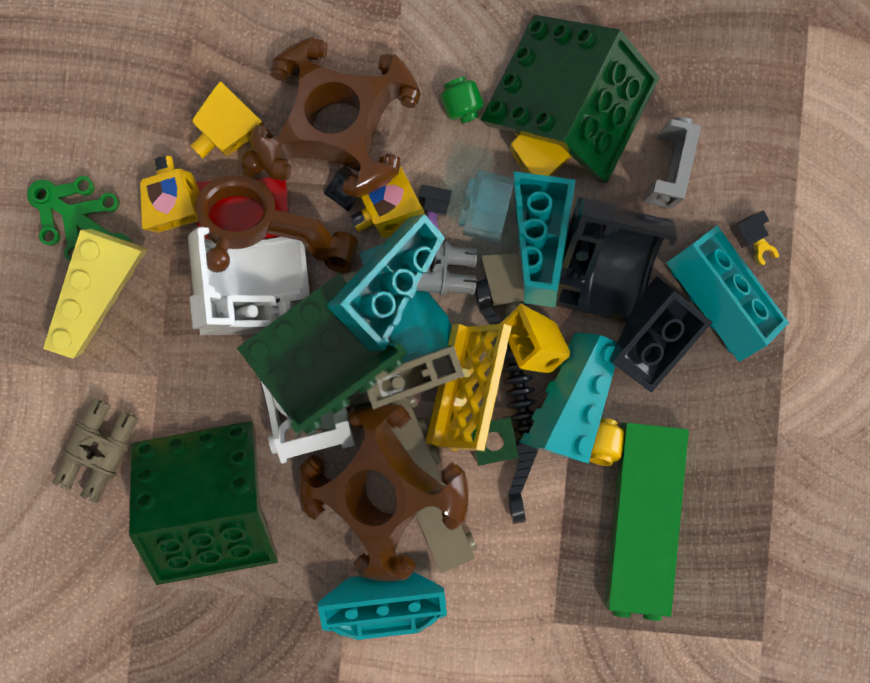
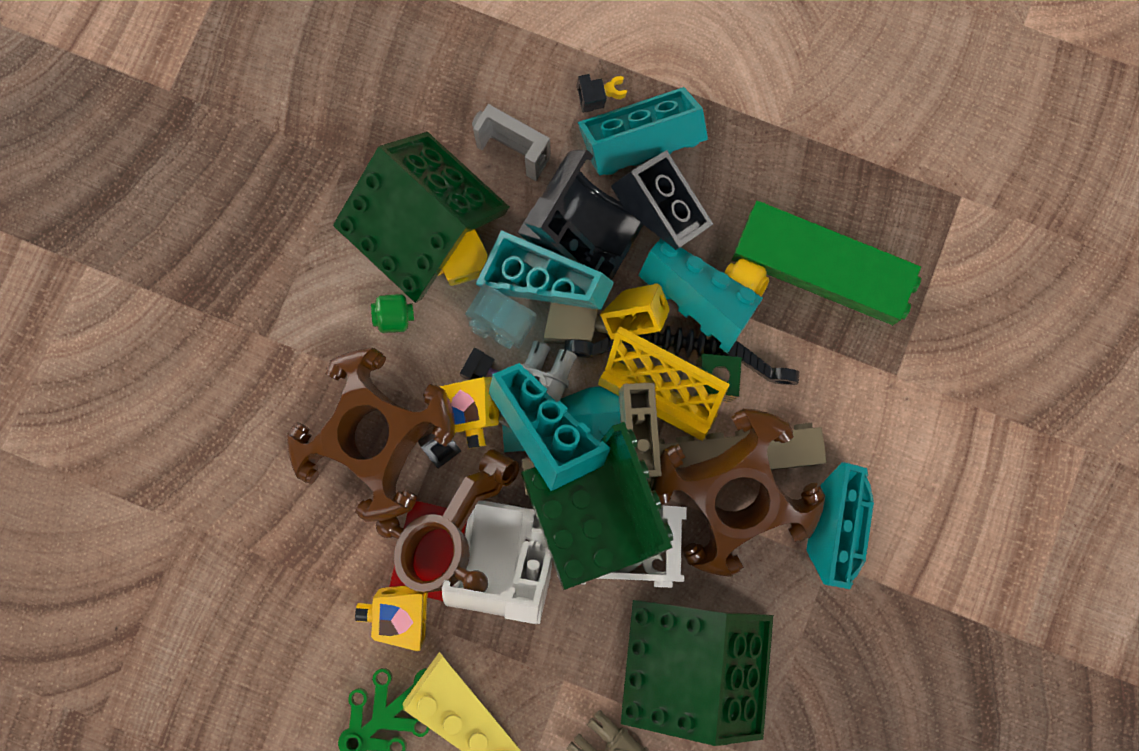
camera: 70 degrees left, 5 degrees down
(223, 123) = (341, 543): yellow torso -> none

